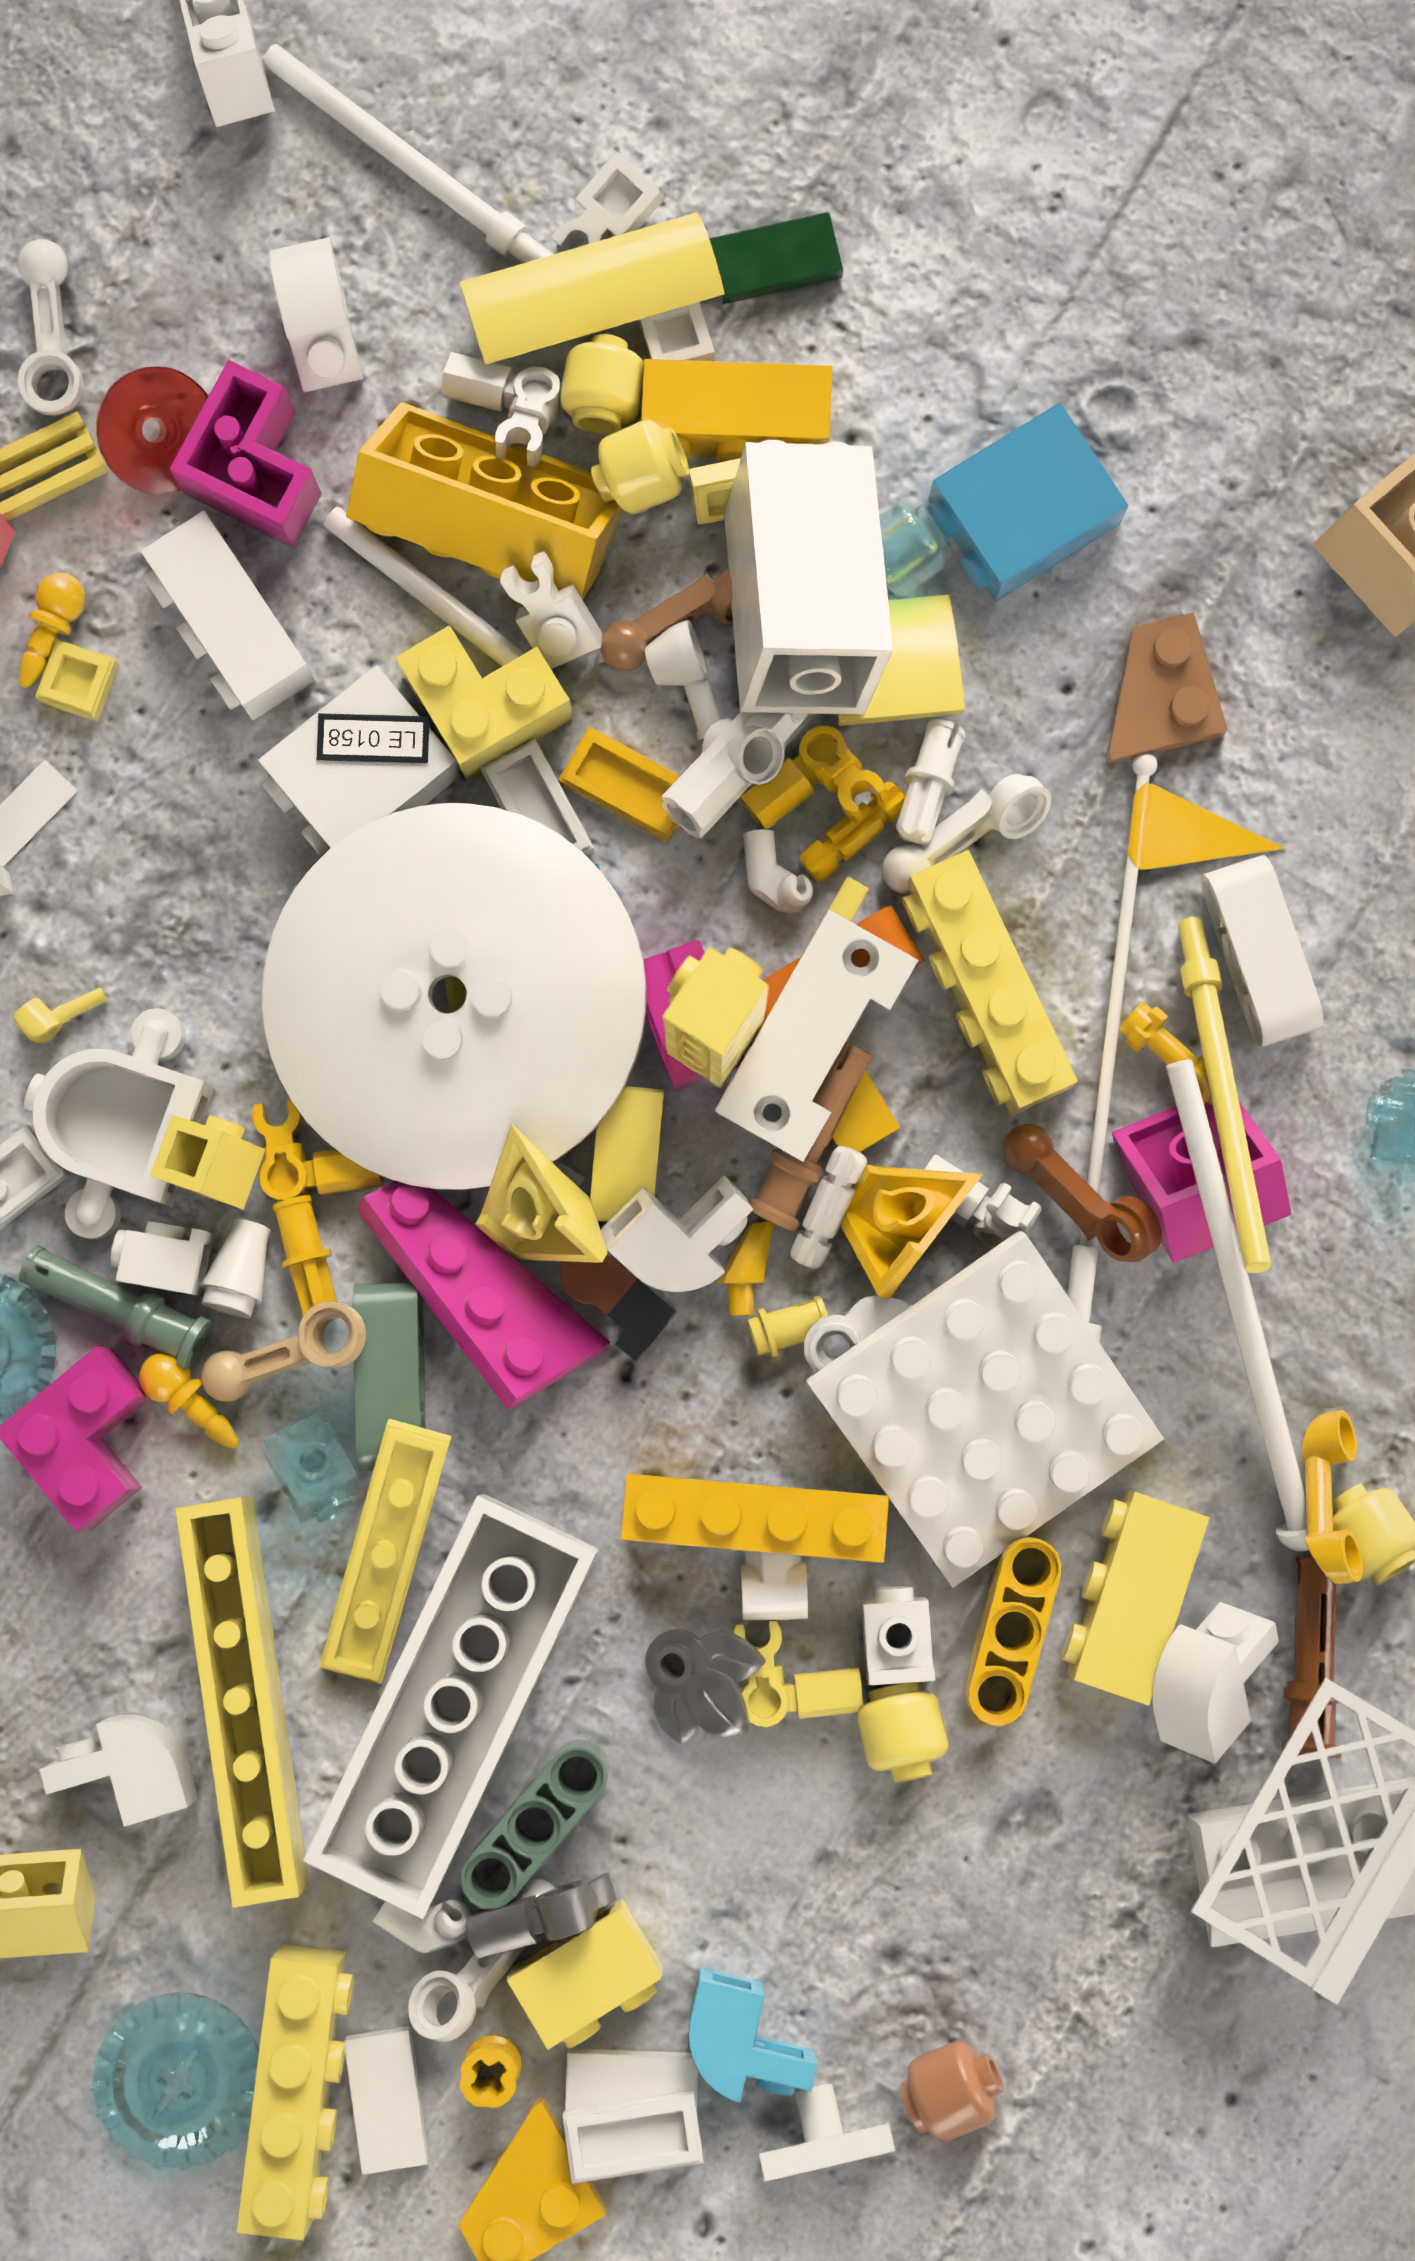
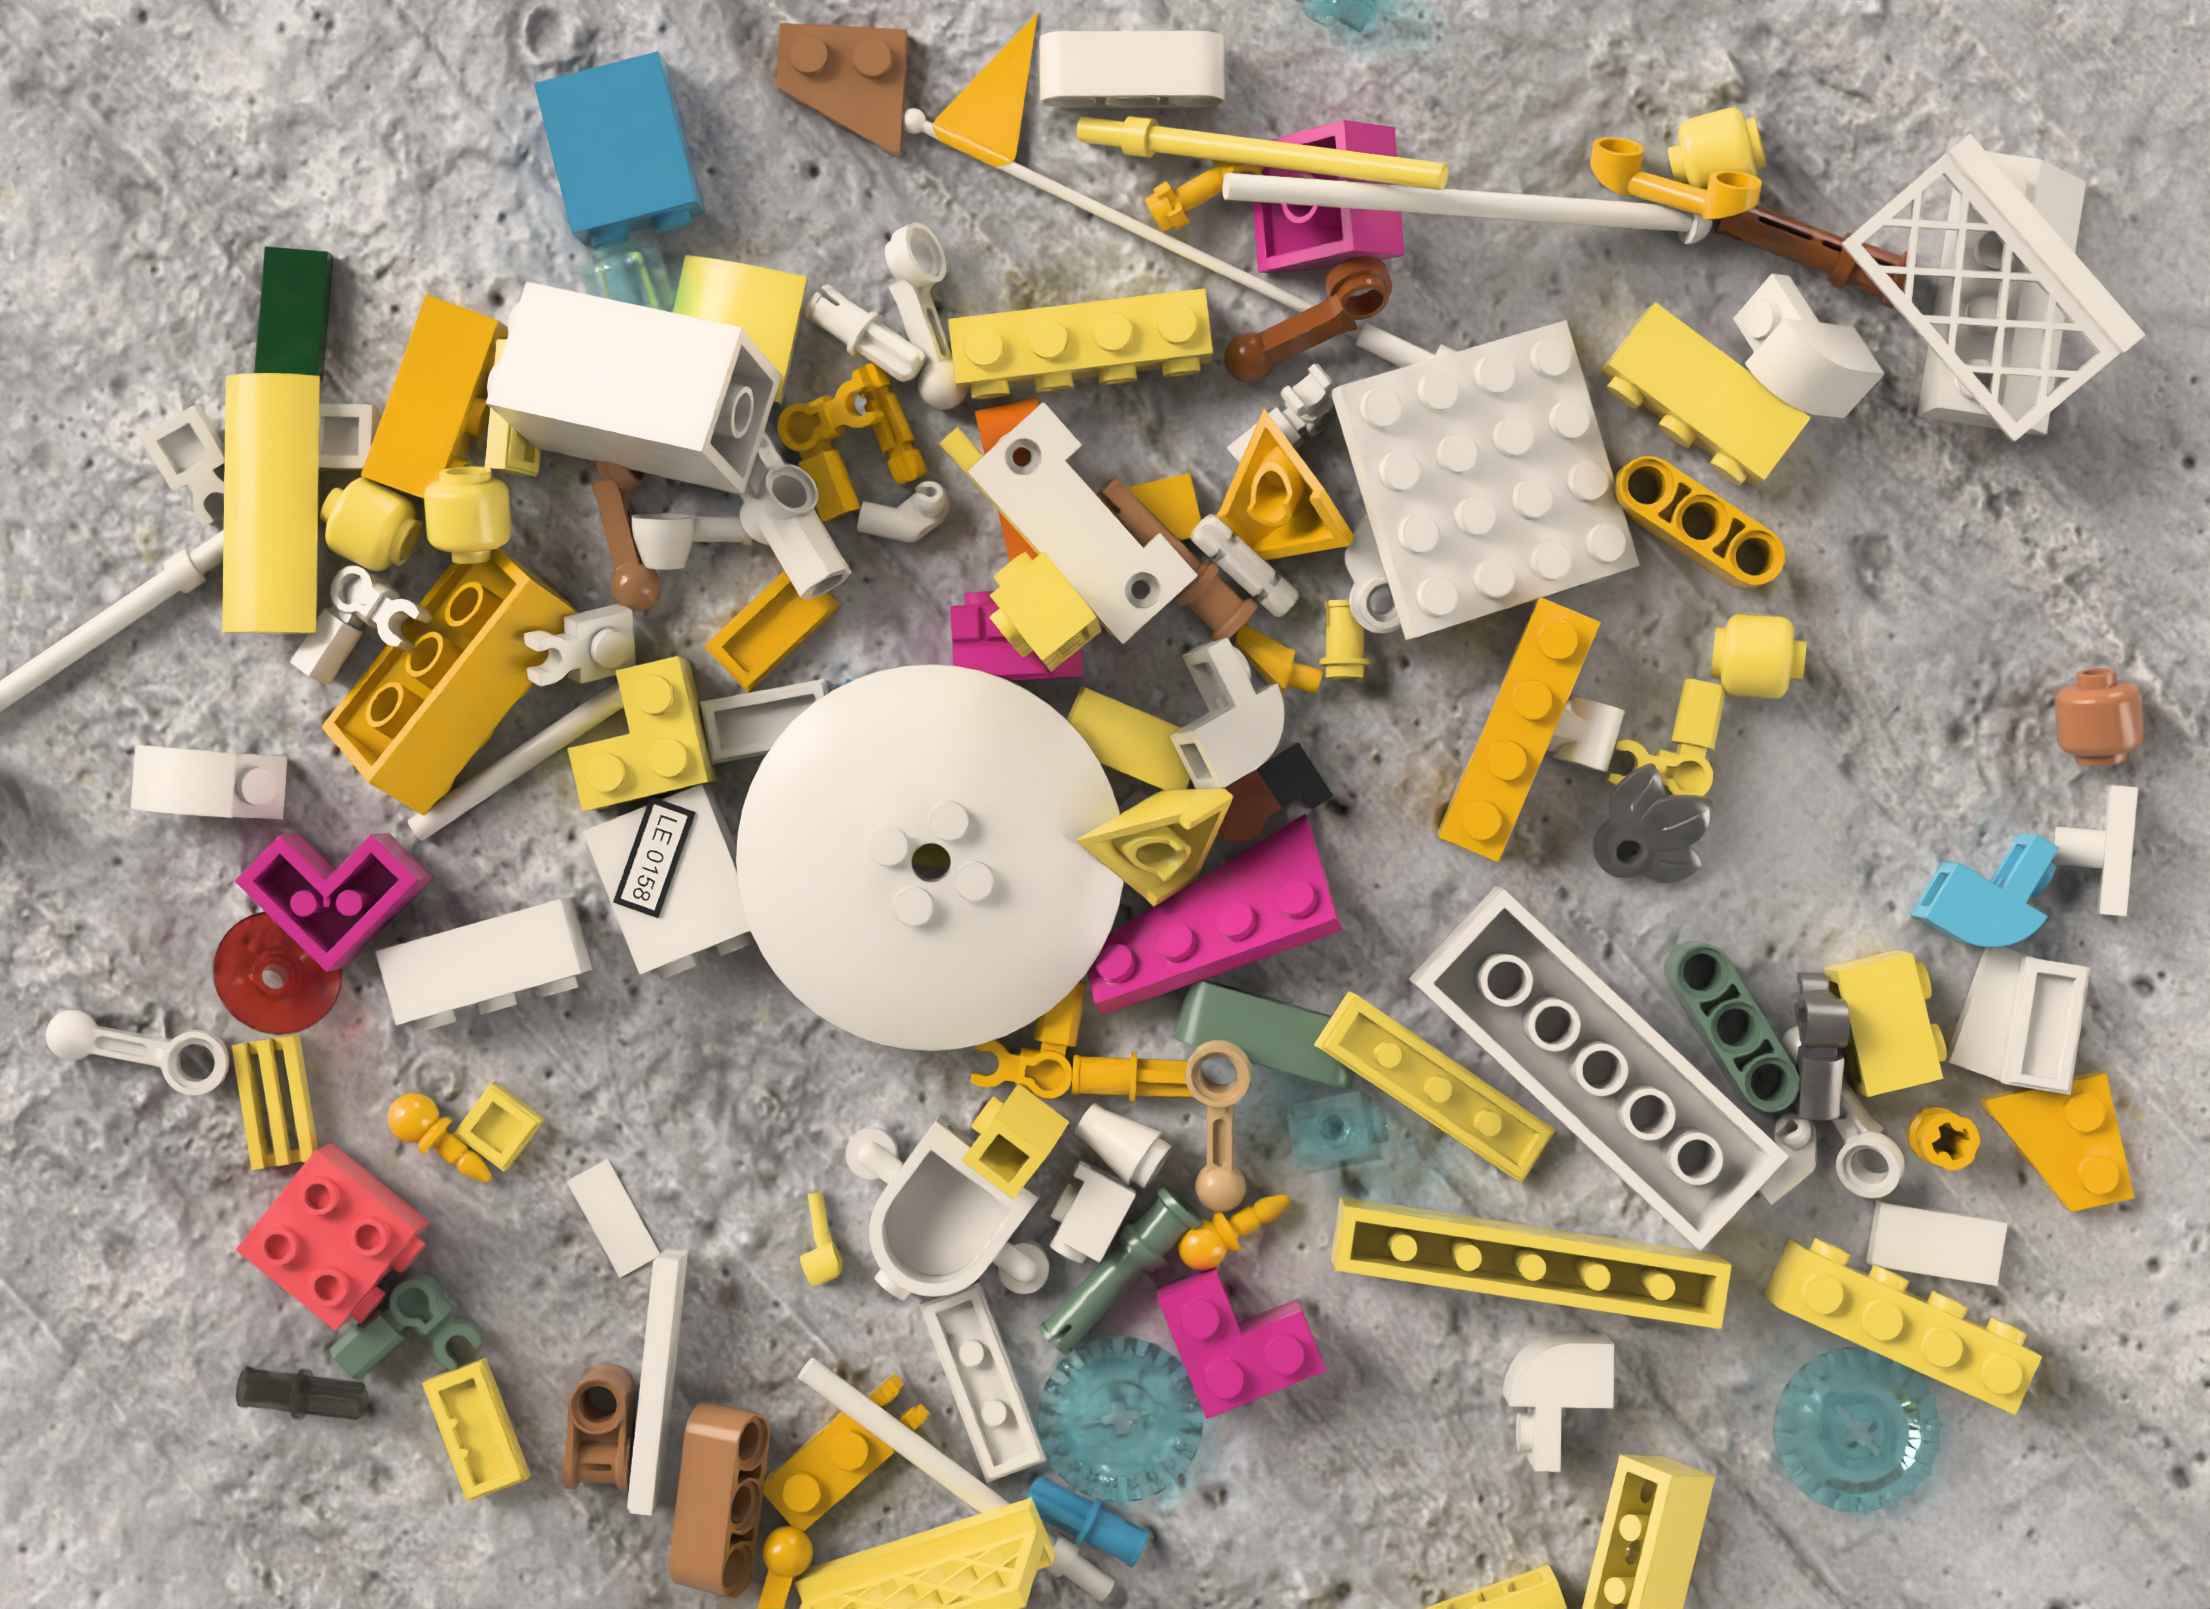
camera: 75 degrees left, 5 degrees up
(892, 1664) = (1689, 652): white brick -> none

